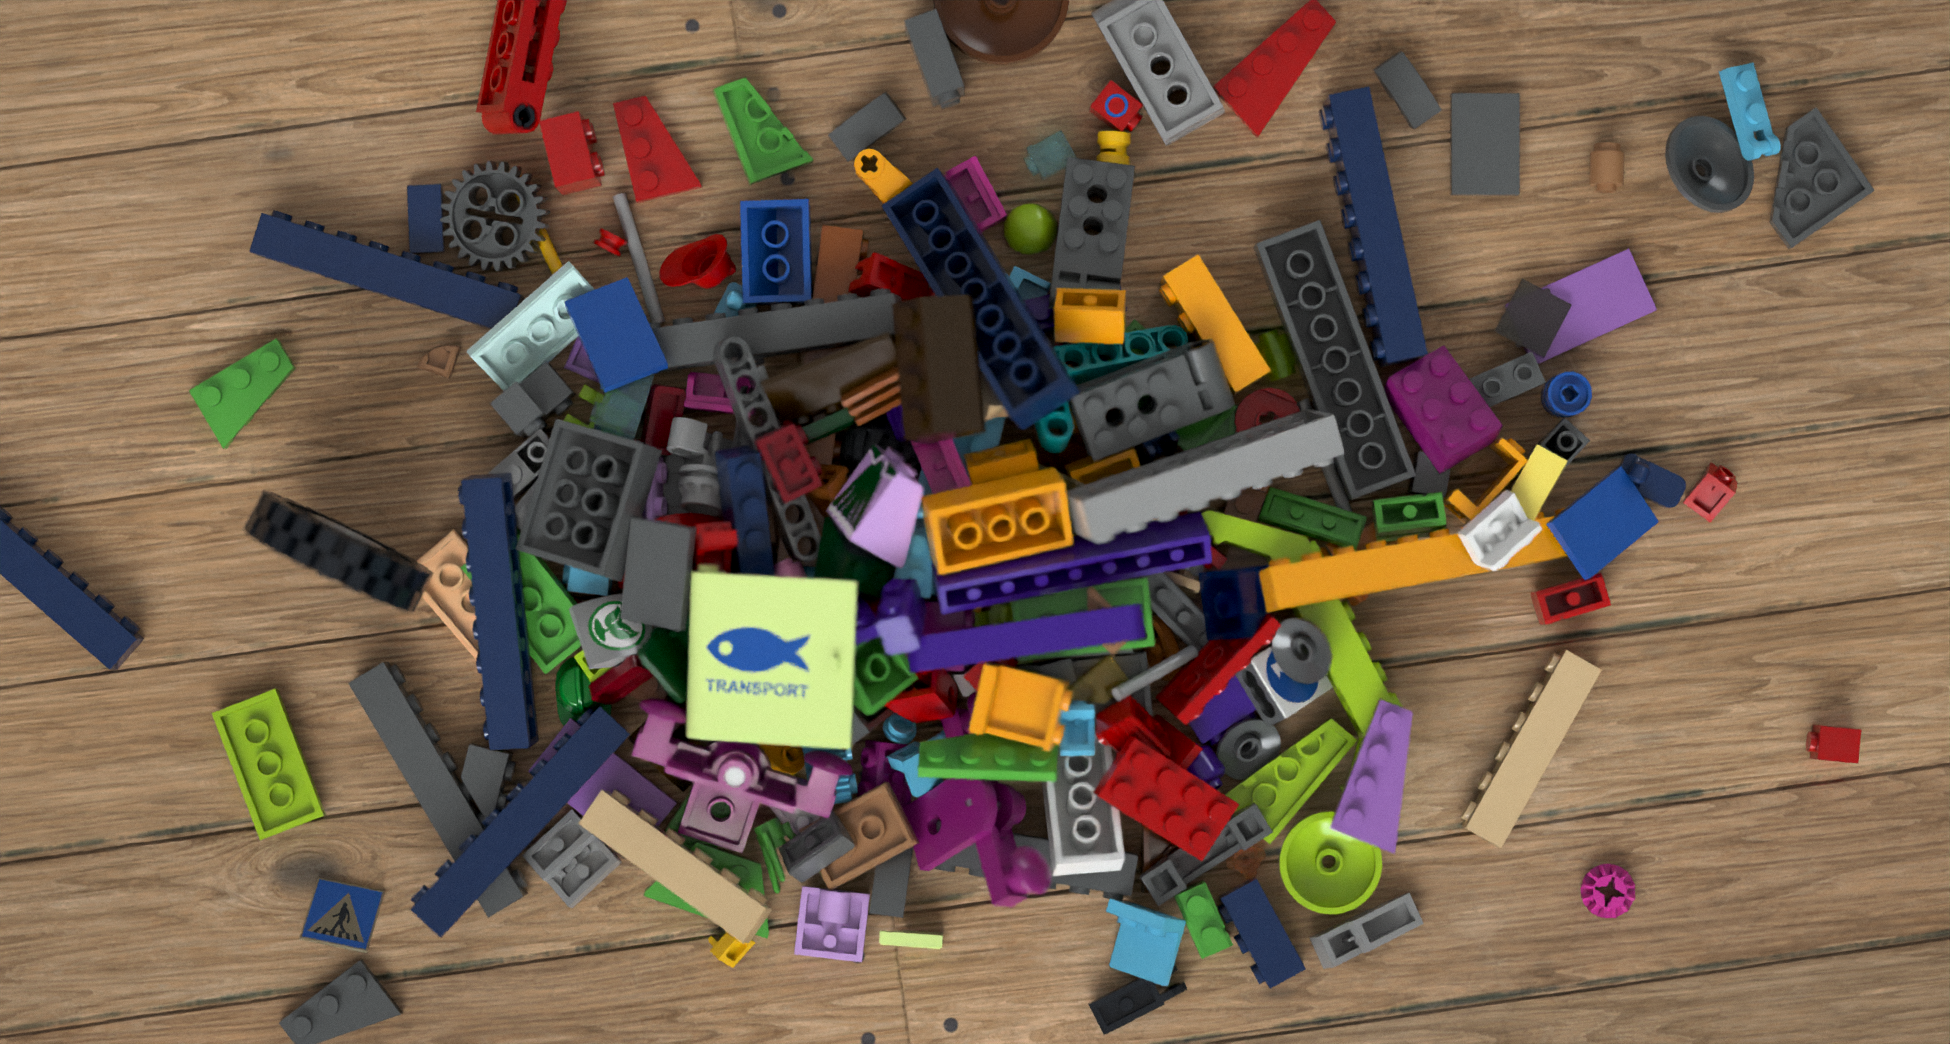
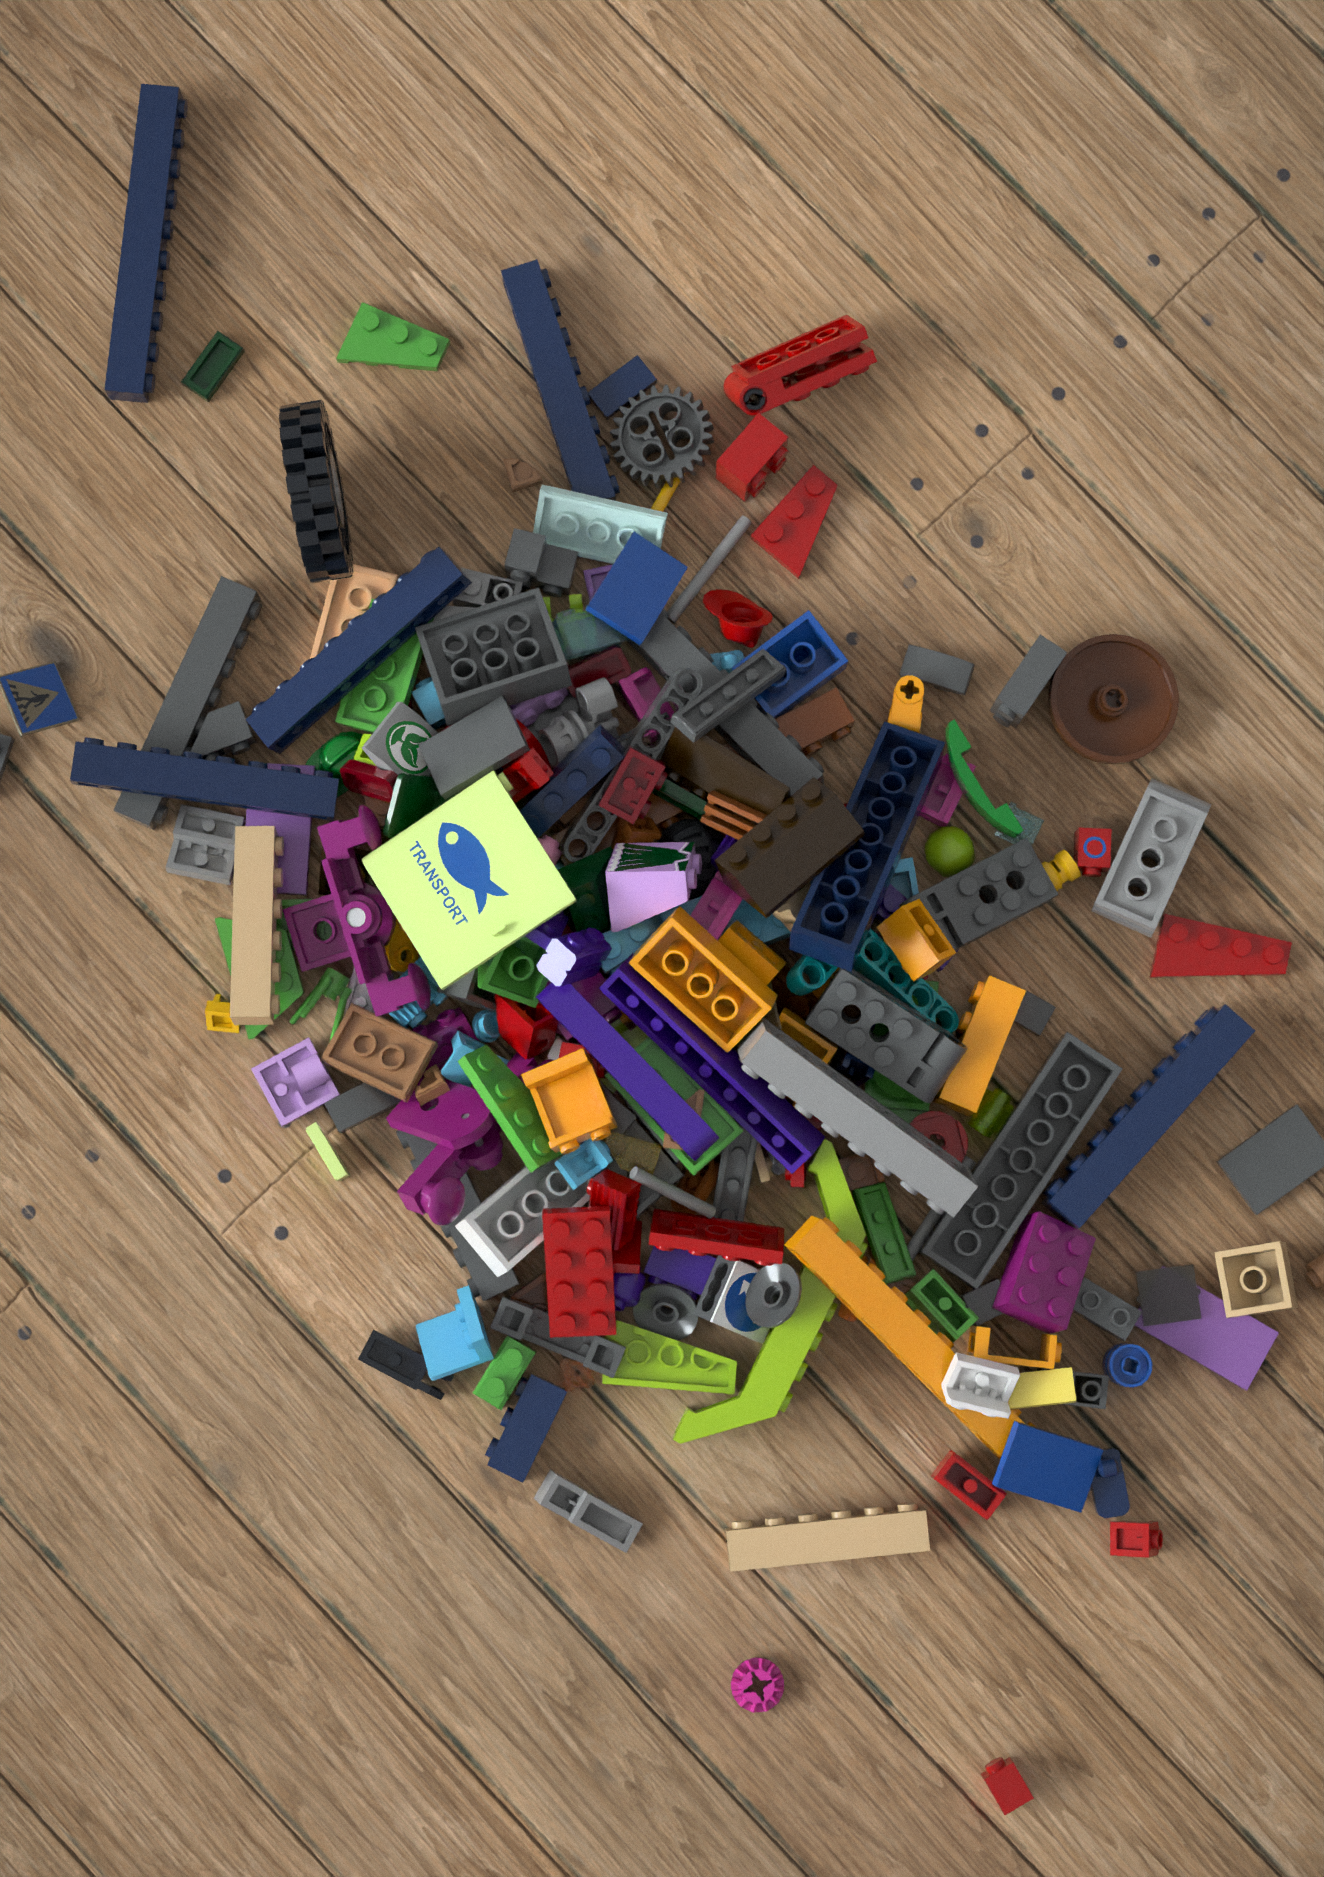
camera: 50 degrees right, 5 degrees down
(152, 559) = (213, 366): none -> dark green tile
(268, 764) = (116, 562): lime plate -> none
(610, 242) = (704, 537): red bush -> none
(757, 134) = (869, 591): bright green wing -> none
(768, 324) = (728, 695): none -> dark grey tile
(816, 847) = (346, 1025): dark grey slope -> none
(885, 273) = (834, 759): red hinge -> none
(920, 812) = (431, 1086): none -> medium nougat tile
(948, 160) = (999, 818): none -> green slope
(1218, 257) = (1033, 1013): none -> dark grey tile
(1232, 602) = (772, 1213): clear blue slope -> none
(1330, 889) = (617, 1467): lime dish -> none
(1375, 784) = (709, 1430): medium lavender wing -> none
(1407, 89) = (1273, 1067): dark grey slope -> none
(1573, 235) = (1256, 1279): none -> tan slope

